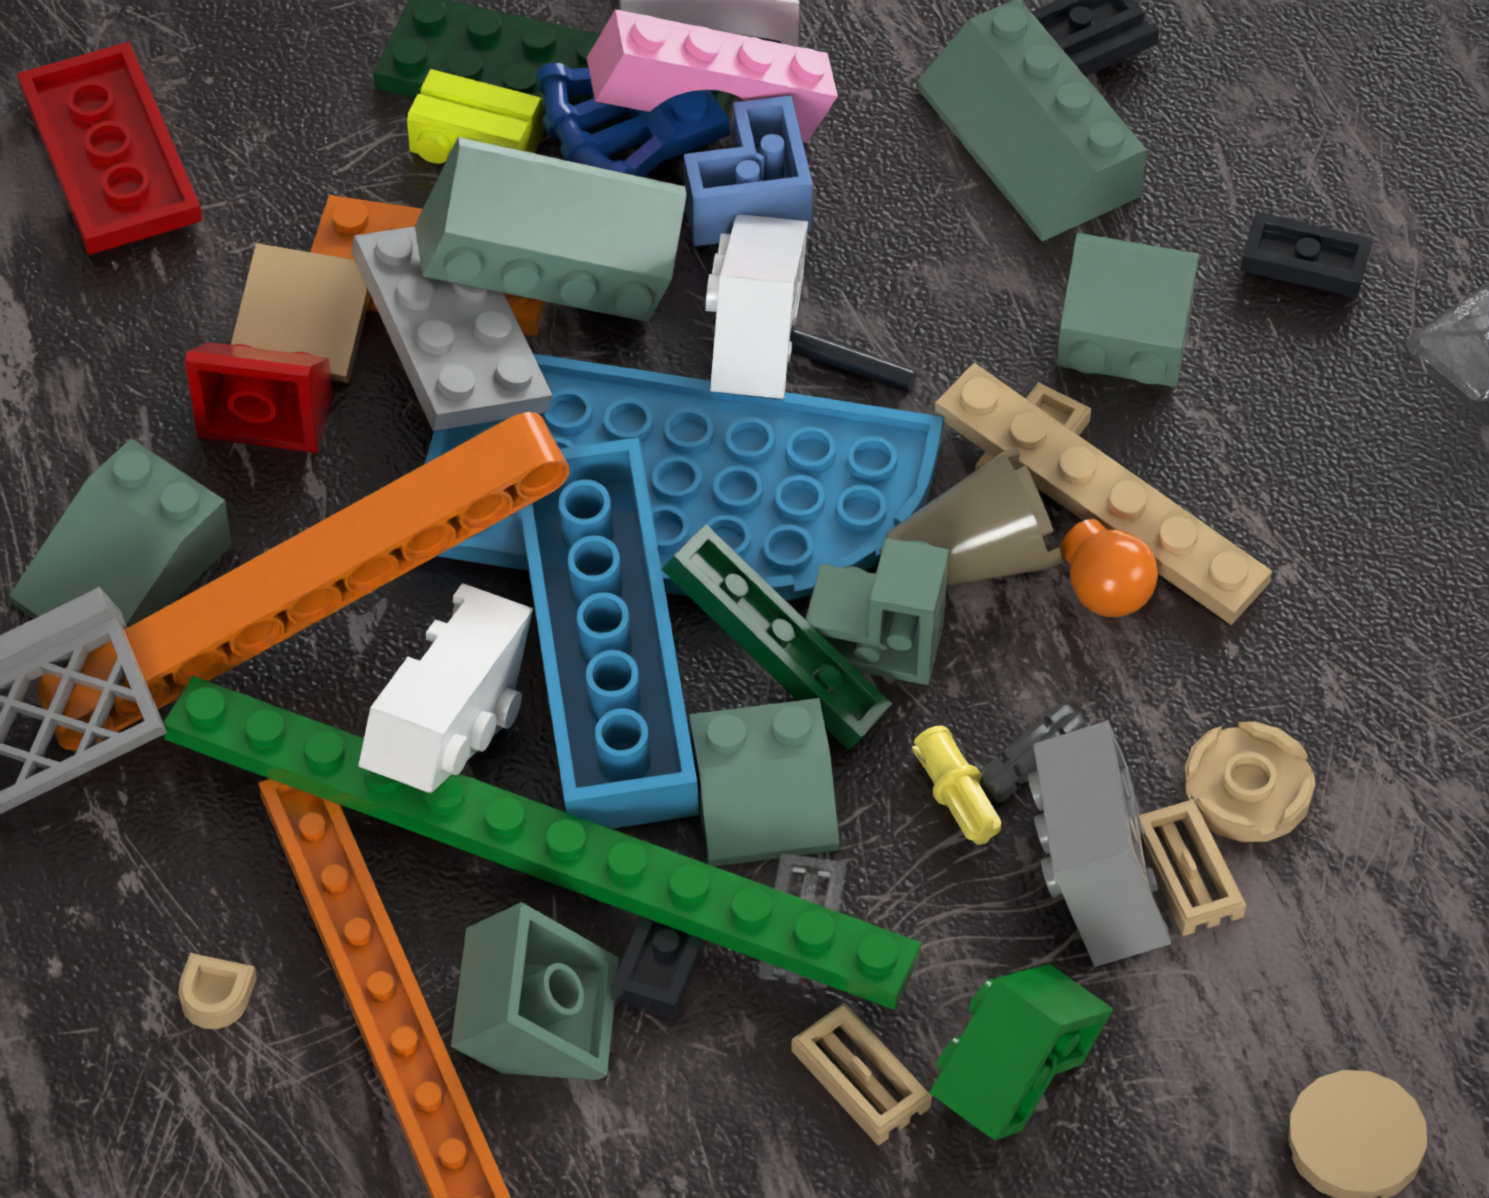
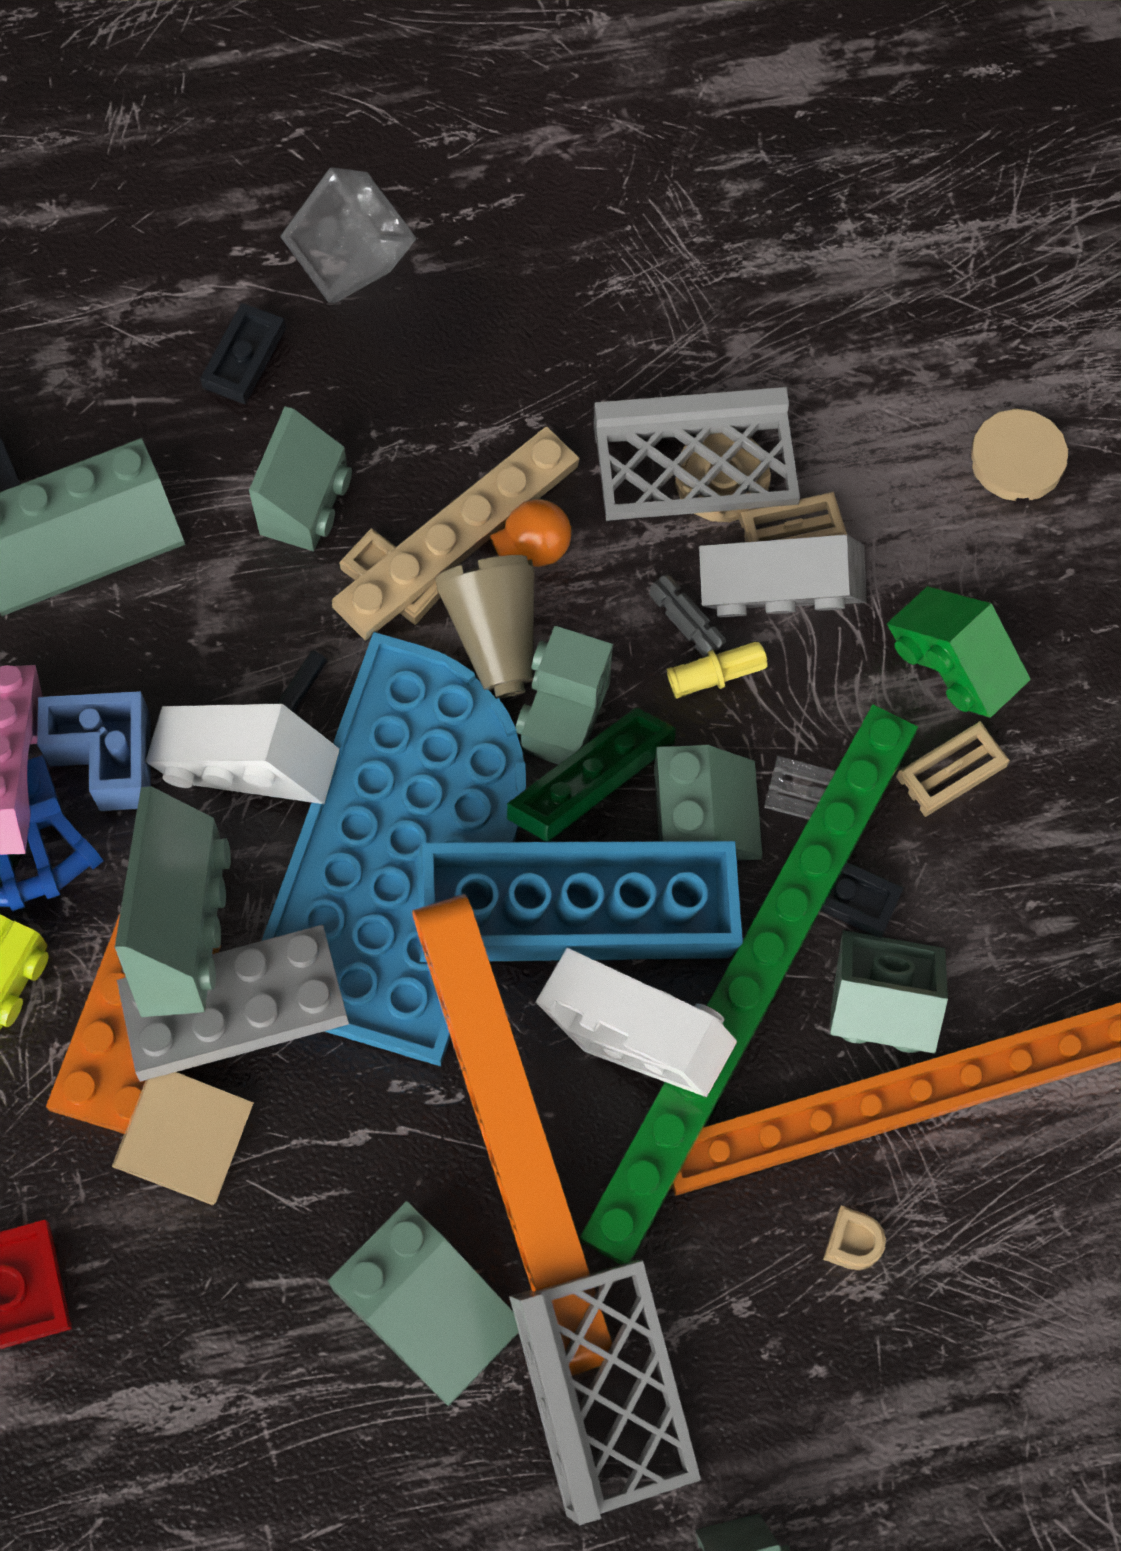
camera: 85 degrees left, 15 degrees up
(259, 395) = (270, 1170): red slope -> none
(1318, 735) = (699, 416): none -> light grey fence

